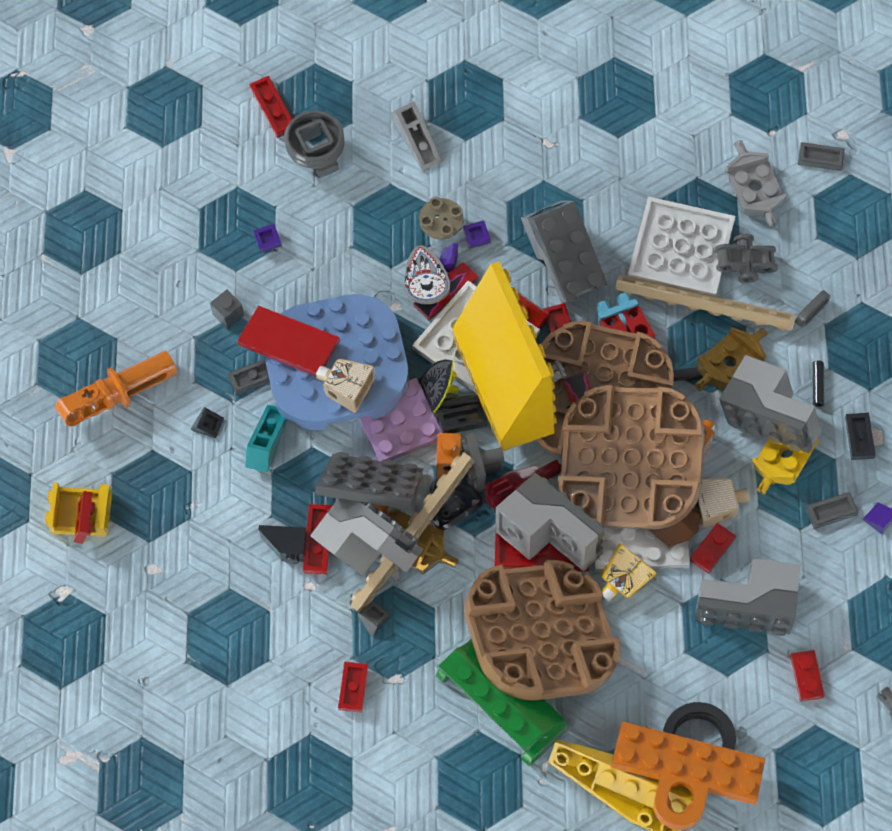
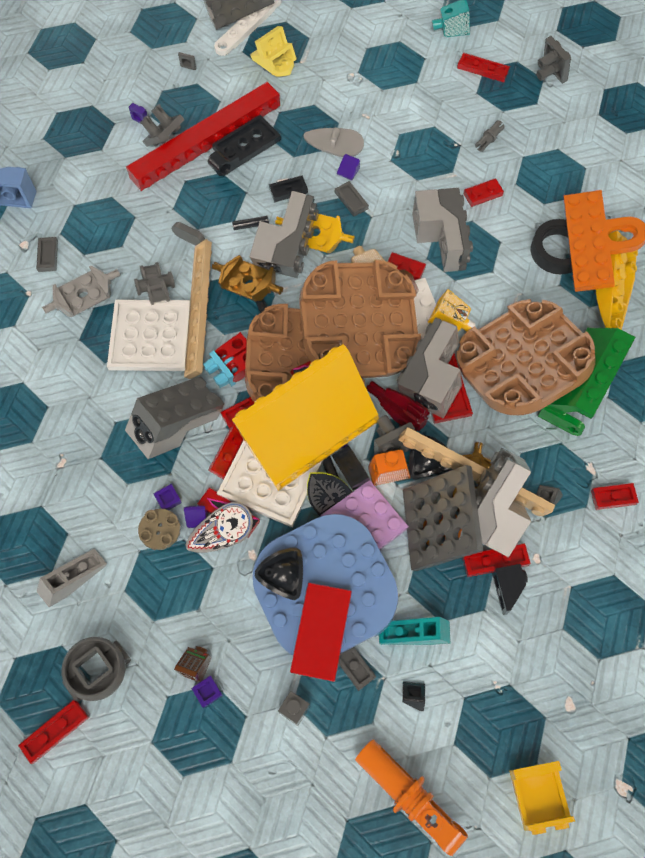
camera: 105 degrees left, 0 degrees up
(84, 511) = (560, 784): red plate -> none
(294, 227) = (193, 663): none -> reddish brown slope
(347, 382) = (356, 560): tan torso -> none
(355, 315) = (282, 573): none -> black hat

